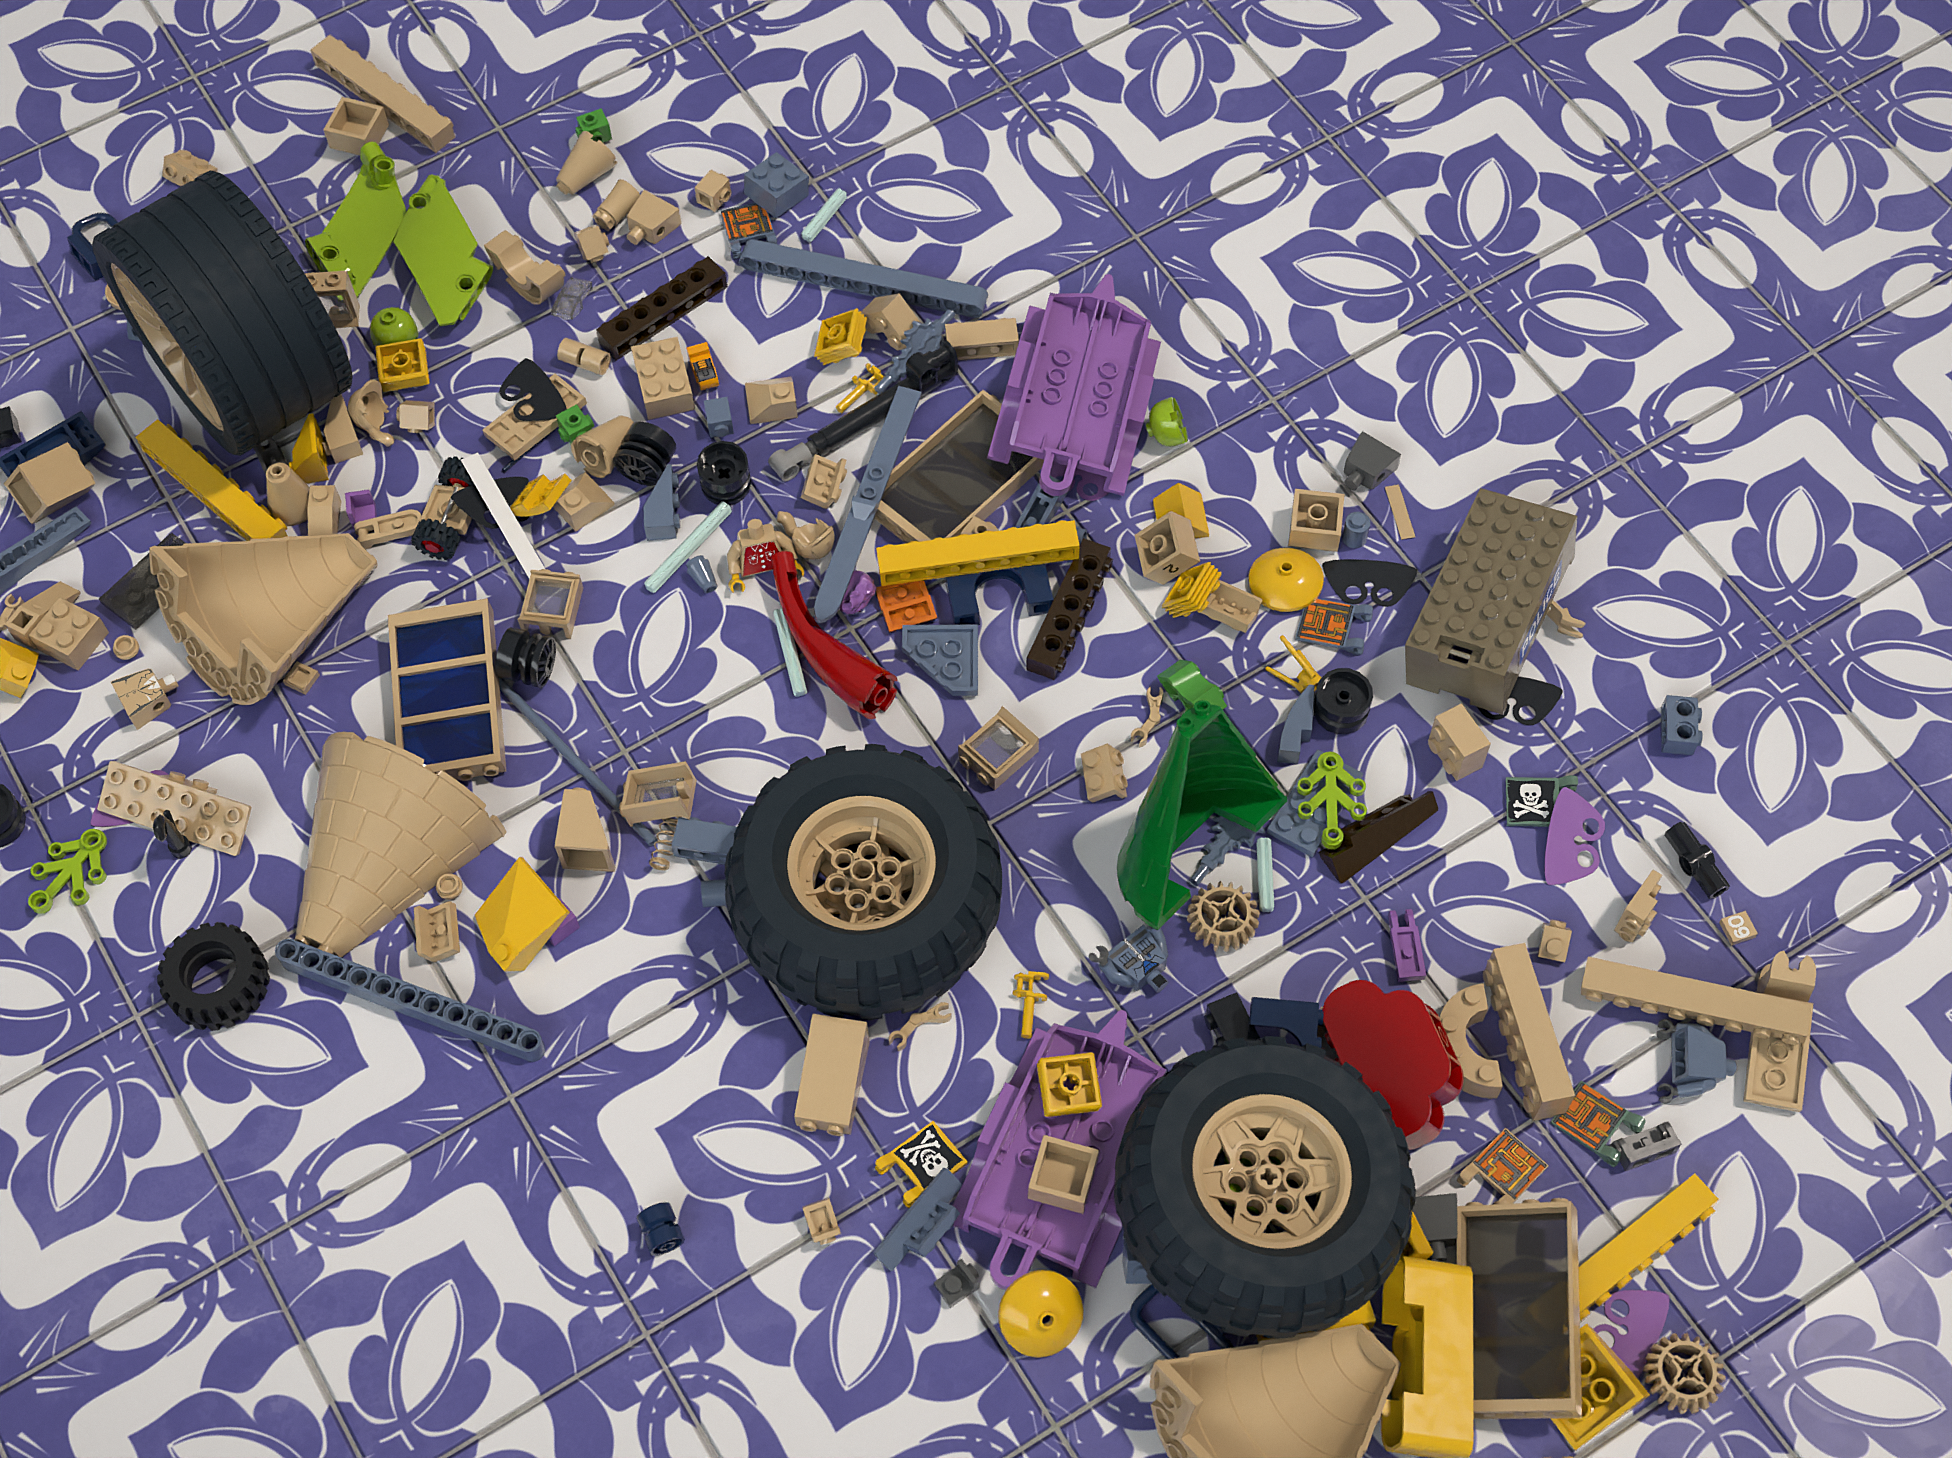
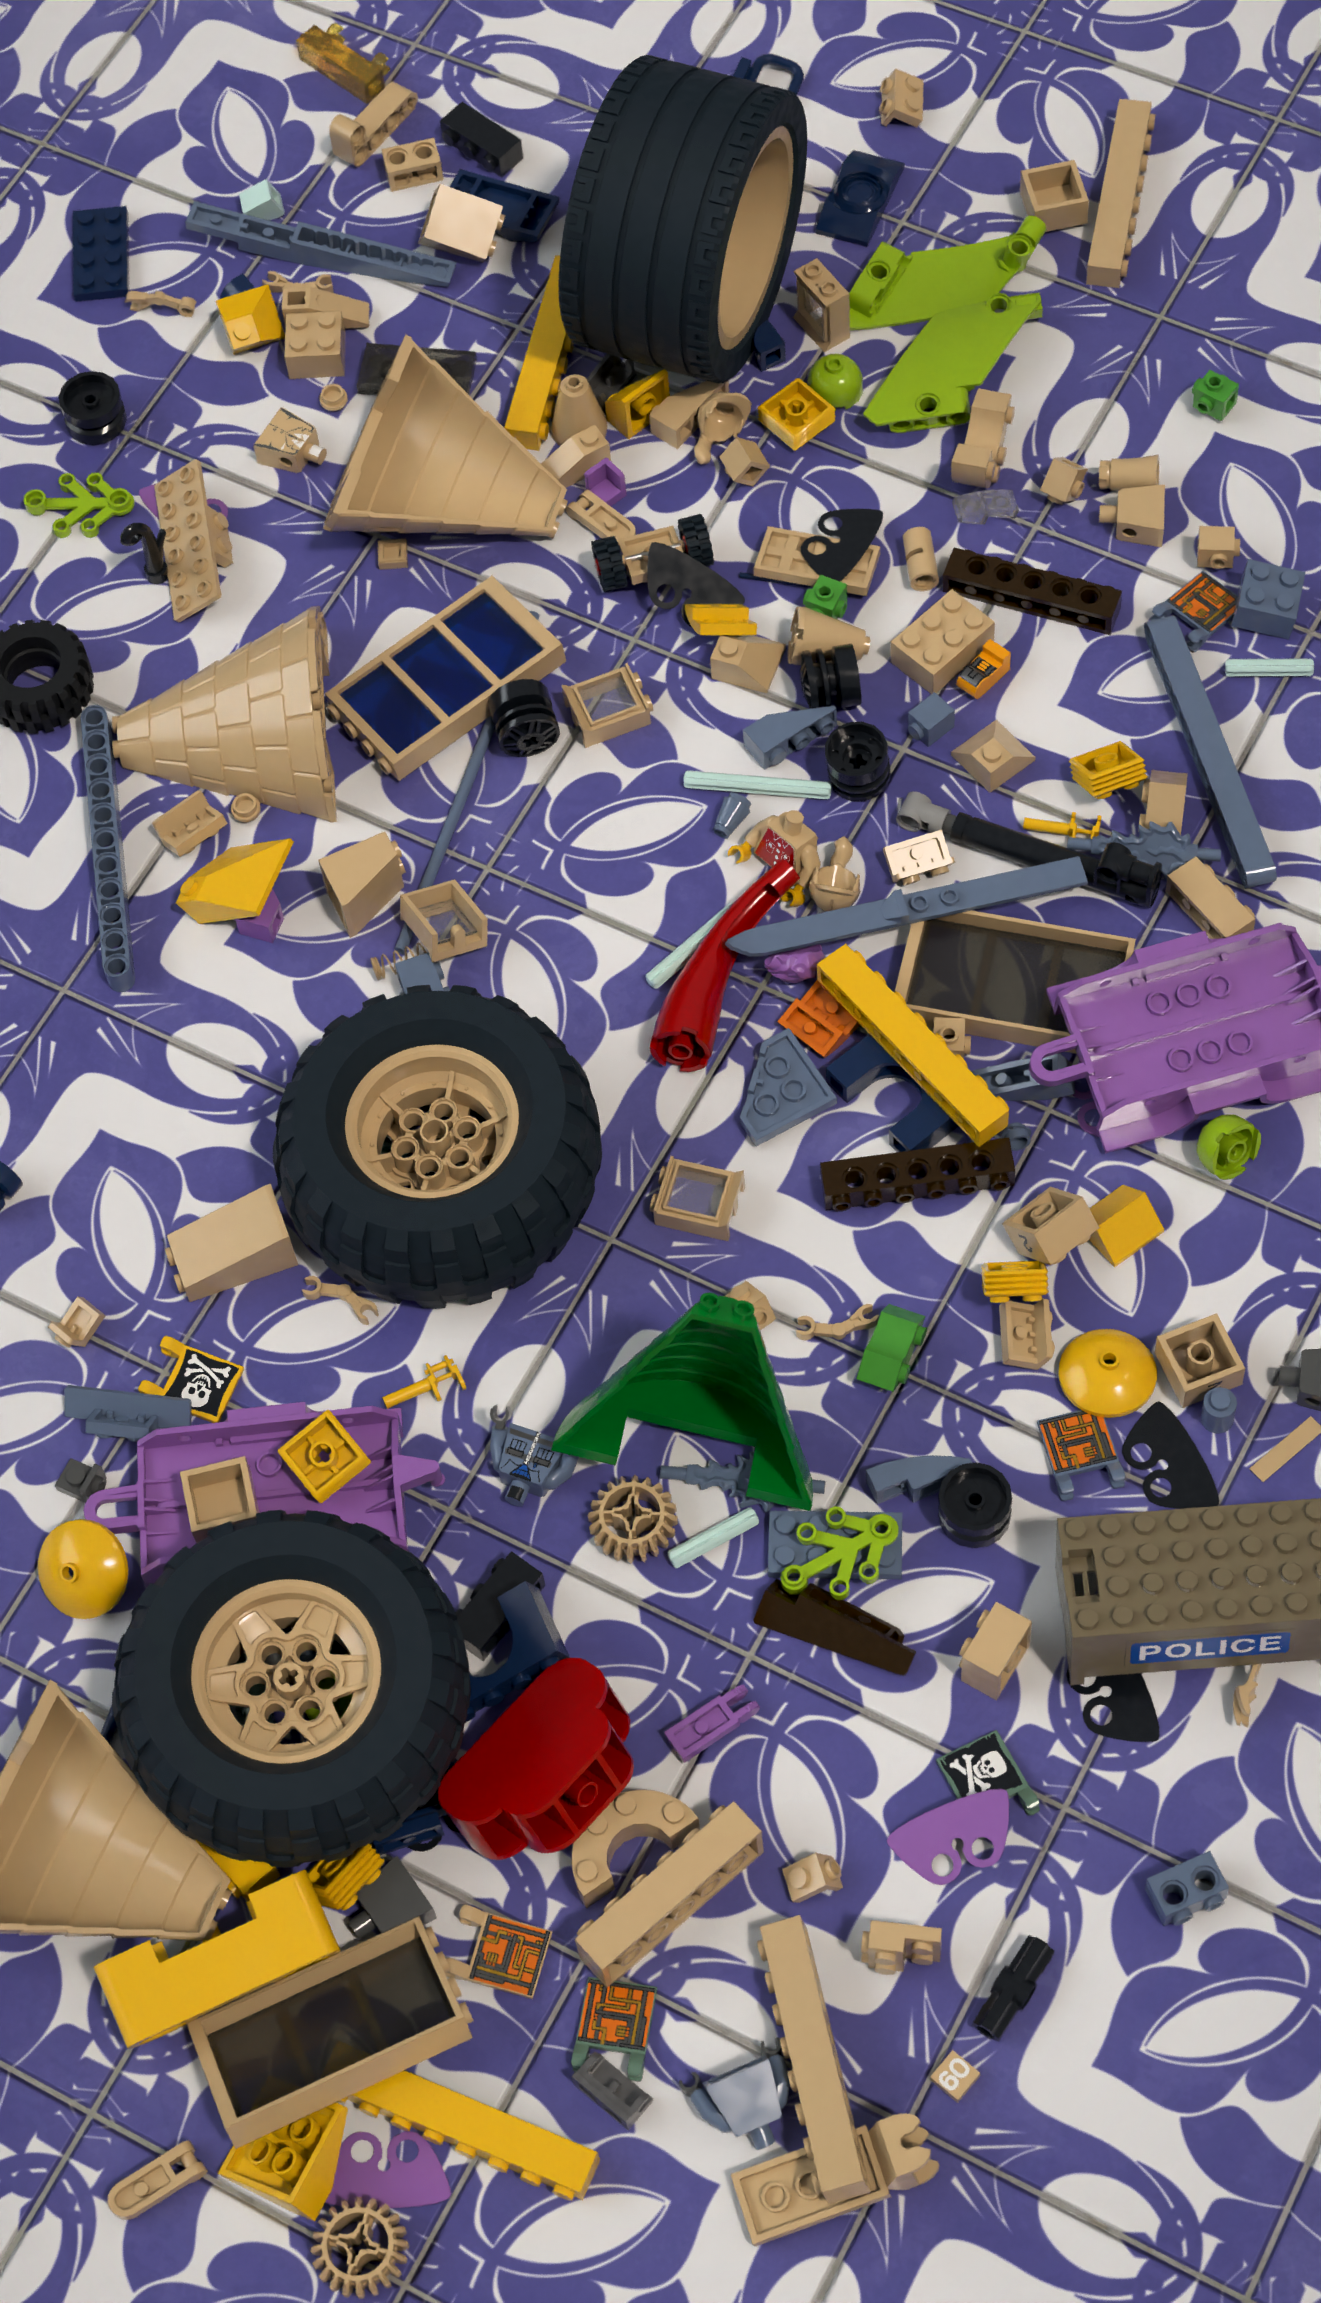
camera: 65 degrees right, 0 degrees up
(502, 513) = (674, 602): white sticker -> none
(584, 164) = (1160, 414): tan cone -> none
(1306, 677) = (988, 1453): yellow plant -> none

